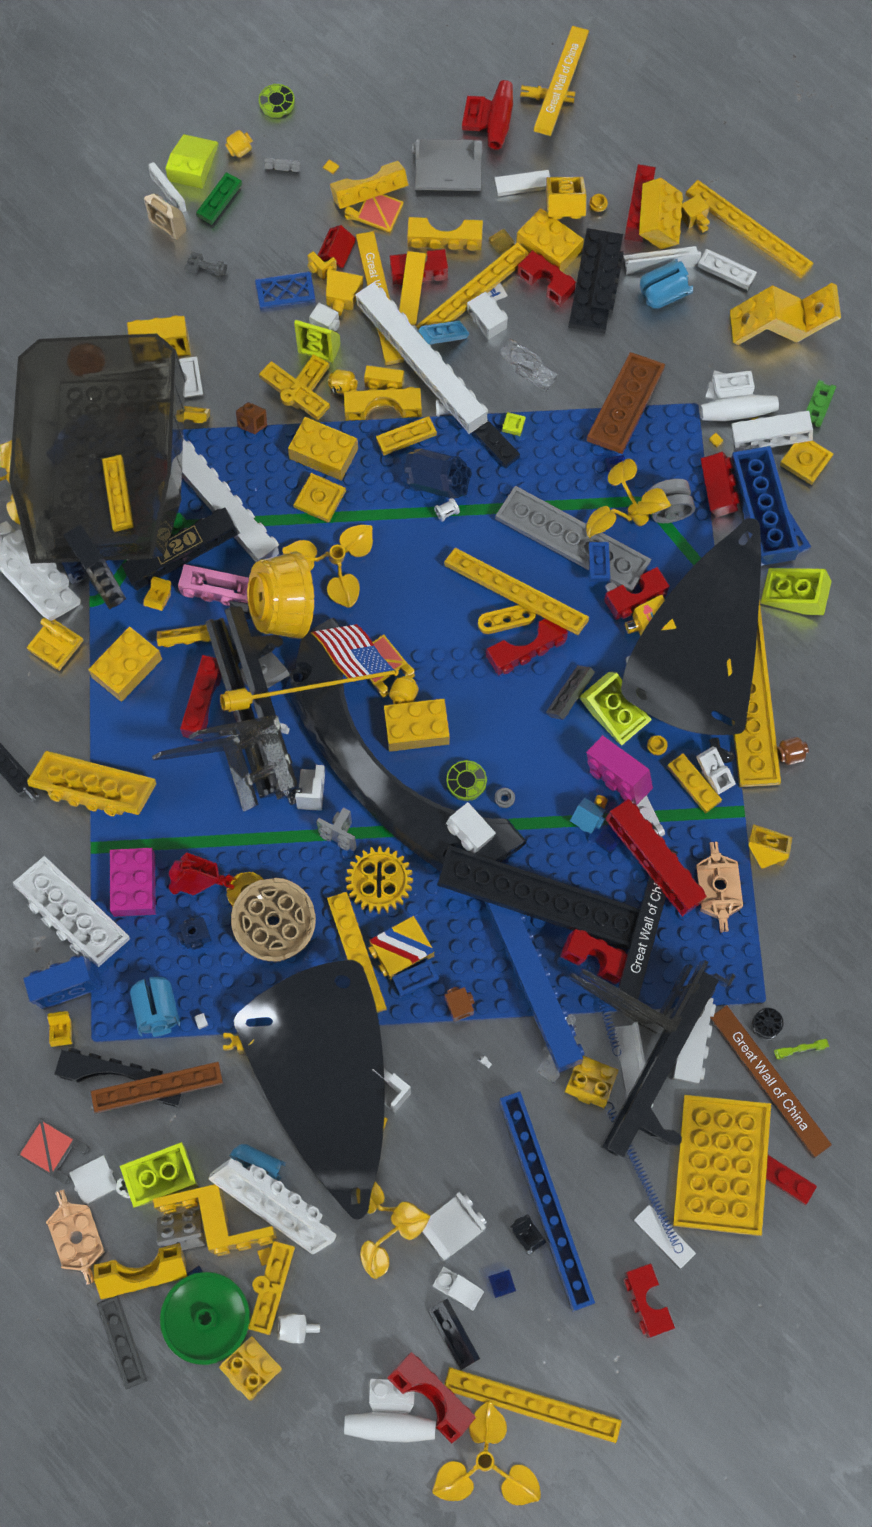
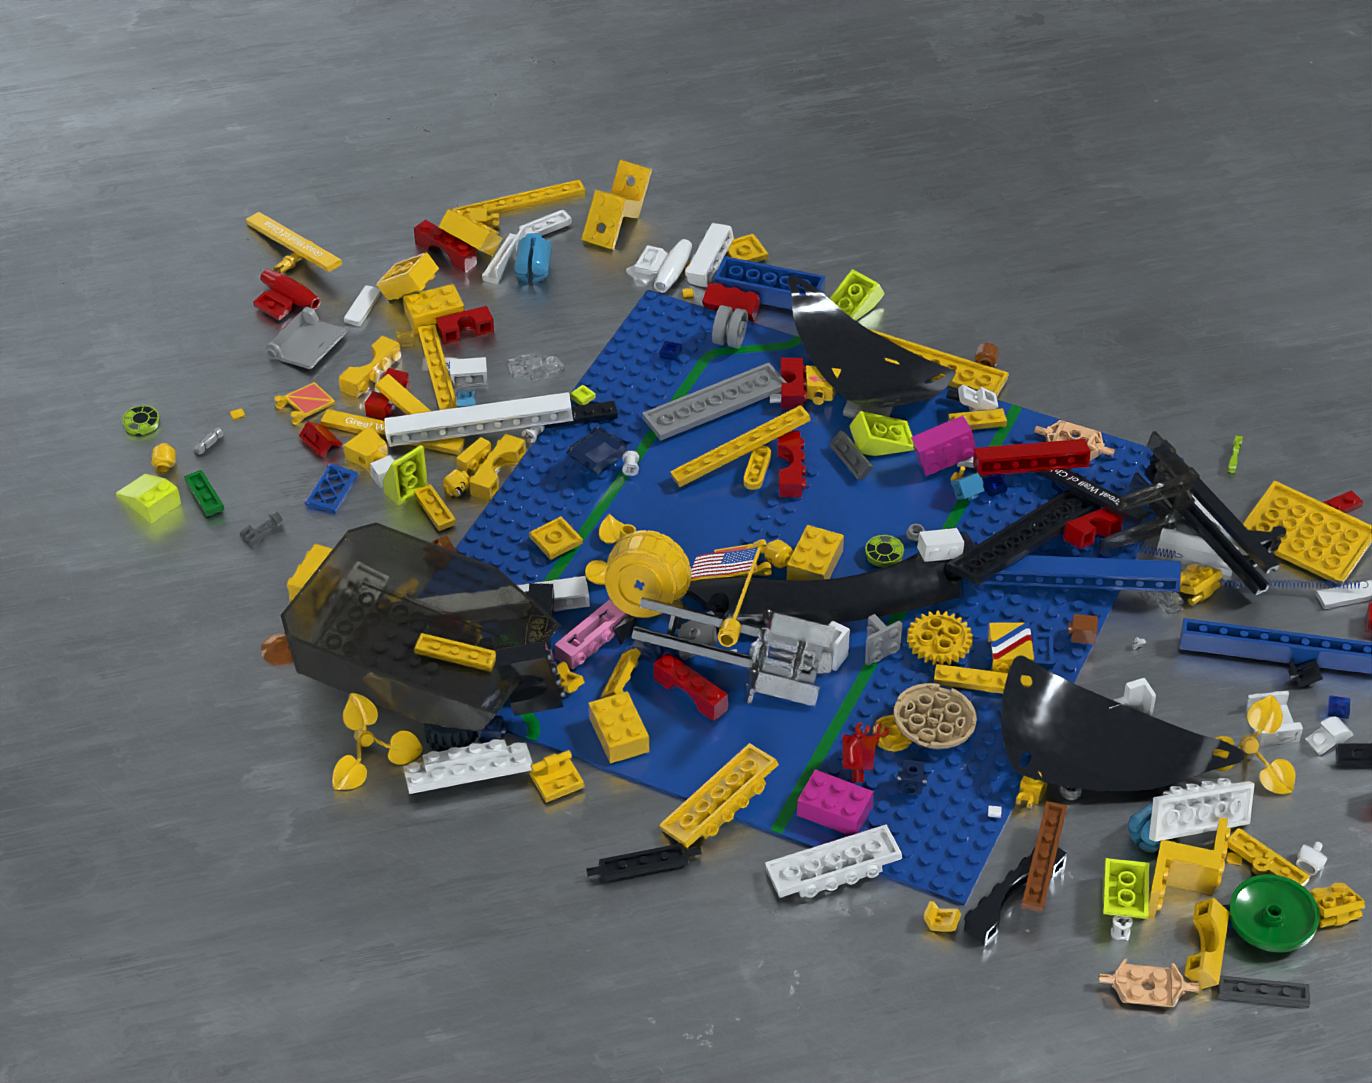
camera: 60 degrees left, 25 degrees down
(48, 1148) = (1051, 976): coral flag -> none
(62, 982) = (901, 888): blue brick -> none
(93, 1180) = (1098, 954): white piece -> none
(145, 1016) = (964, 830): dark azure cylinder -> none
(165, 215) = (193, 528): tan slope -> none
(166, 187) = (162, 521): white tile -> none
(182, 1229) = (1181, 901): light grey bracket -> none
(294, 391) = (441, 512): yellow hinge -> none
(317, 266) = (331, 454): yellow bracket -> none
(323, 448) = (512, 515): yellow brick -> none
(350, 192) = (280, 404): yellow arch -> none
(406, 435) = (541, 461): yellow plate -> none
(596, 280) = (504, 304): black plate -> none
(599, 562) = (751, 388): blue plate -> none
(626, 402) = (618, 323): dark orange plate -> none
(652, 501) = (715, 371): yellow plant -> none
(657, 745) = (929, 423): yellow plate -> none
(767, 1023) = (1204, 463): black wheel -> none
(769, 846) = (1059, 401): yellow slope -> none
(770, 1082) = (1262, 481): dark orange tile -> none
(820, 403) = (700, 224): bright green plate -> none

